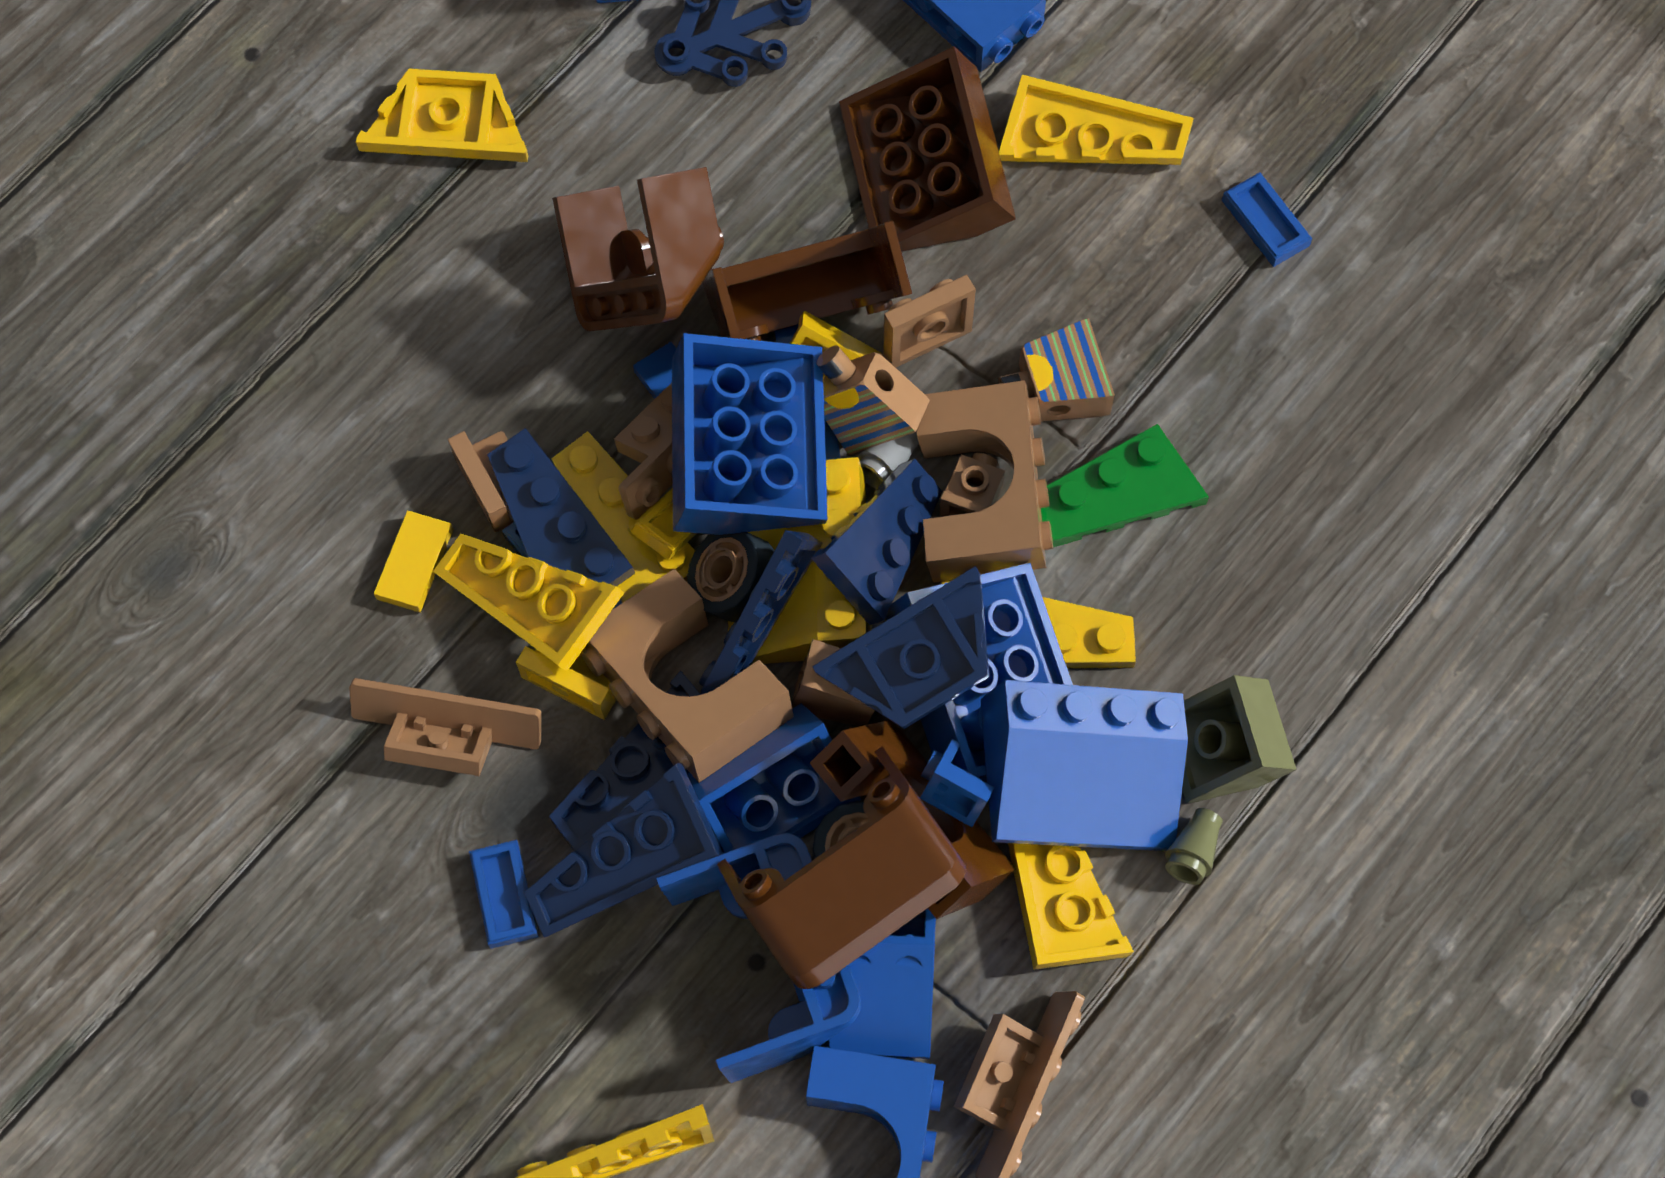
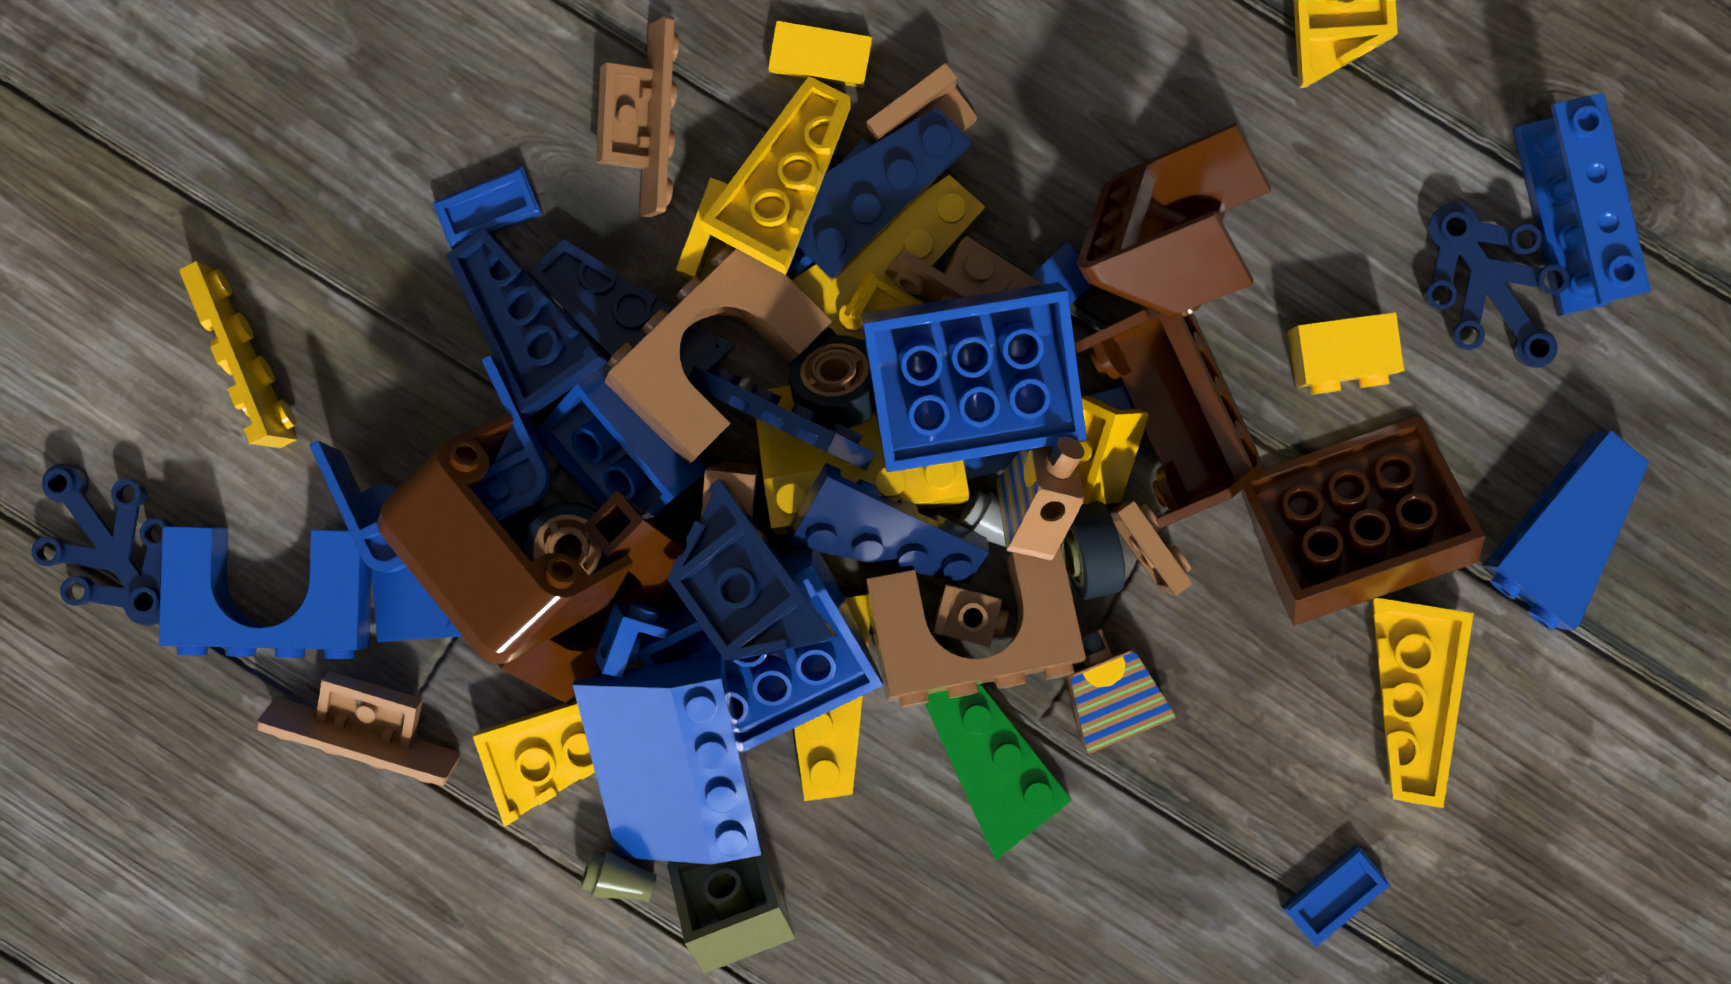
camera: 85 degrees right, 20 degrees up
(772, 149) = (1346, 351): none -> yellow brick
(930, 361) = (1094, 552): none -> black wheel

